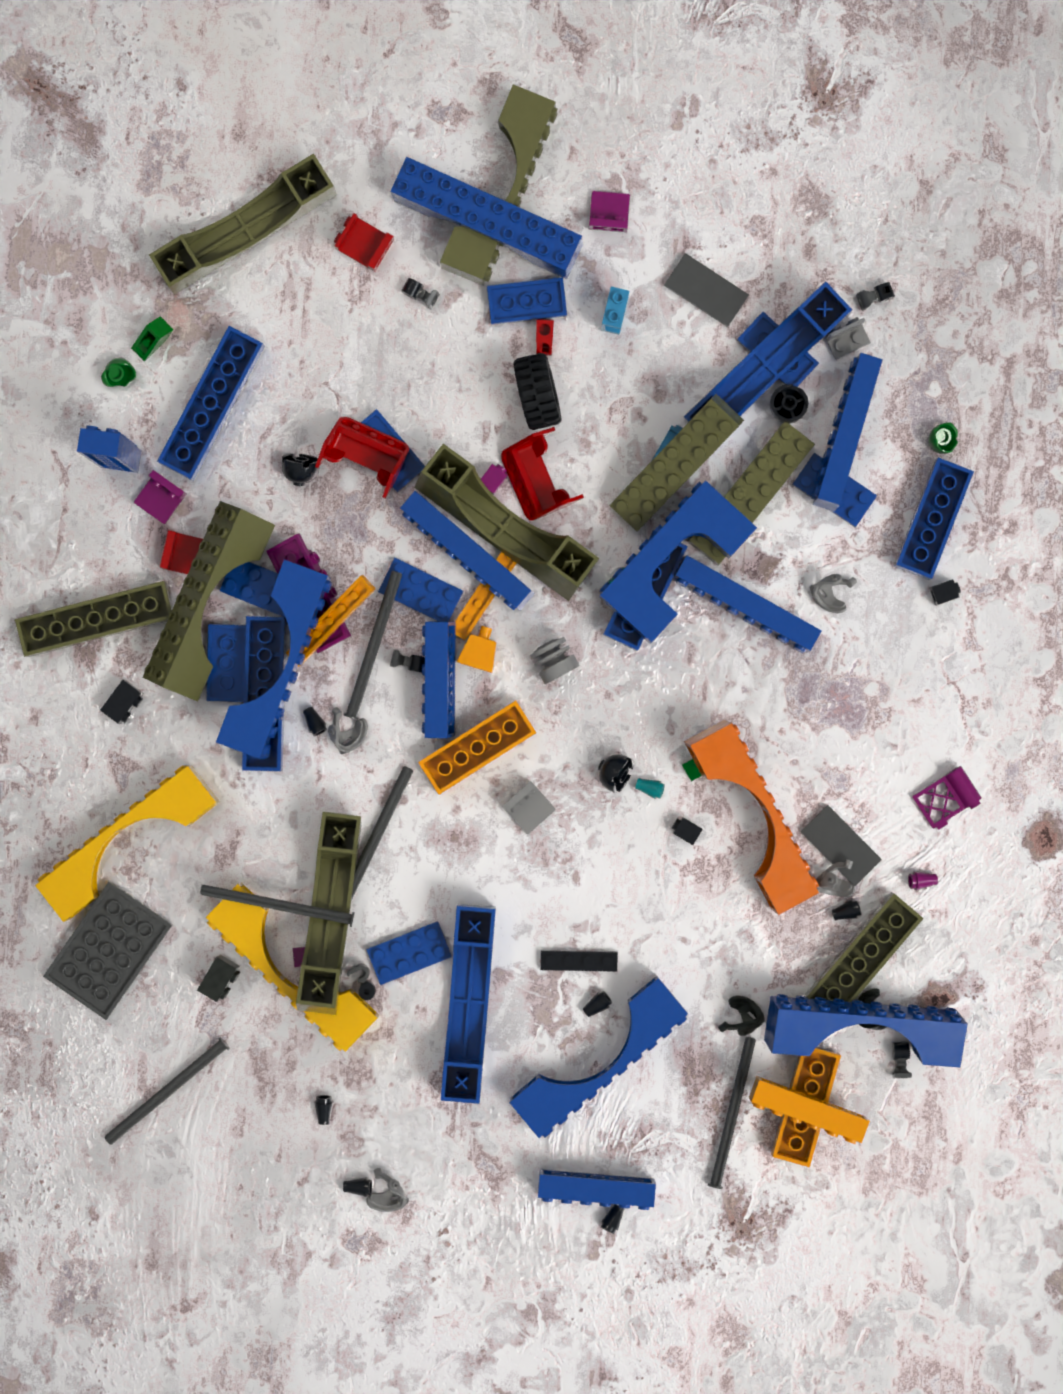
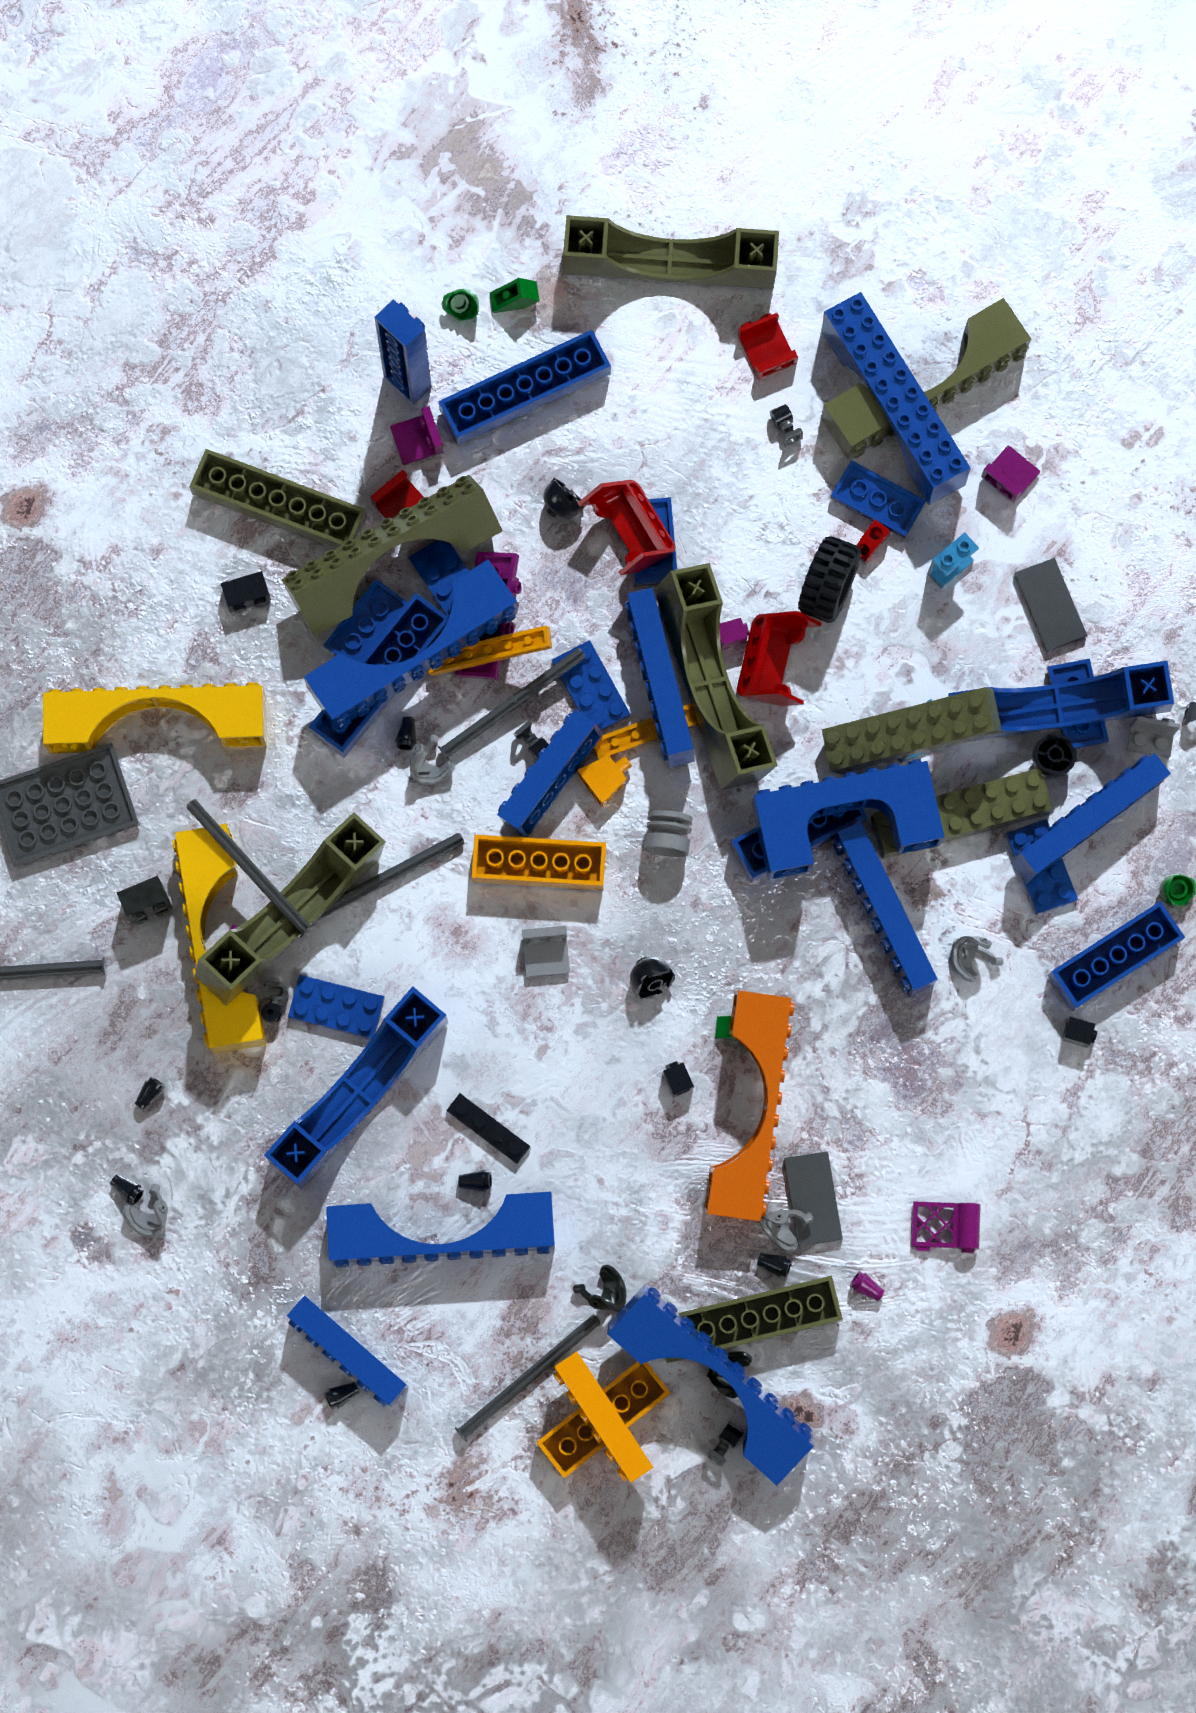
camera: 30 degrees right, 10 degrees down
(650, 787) = (673, 1016): teal cone -> none

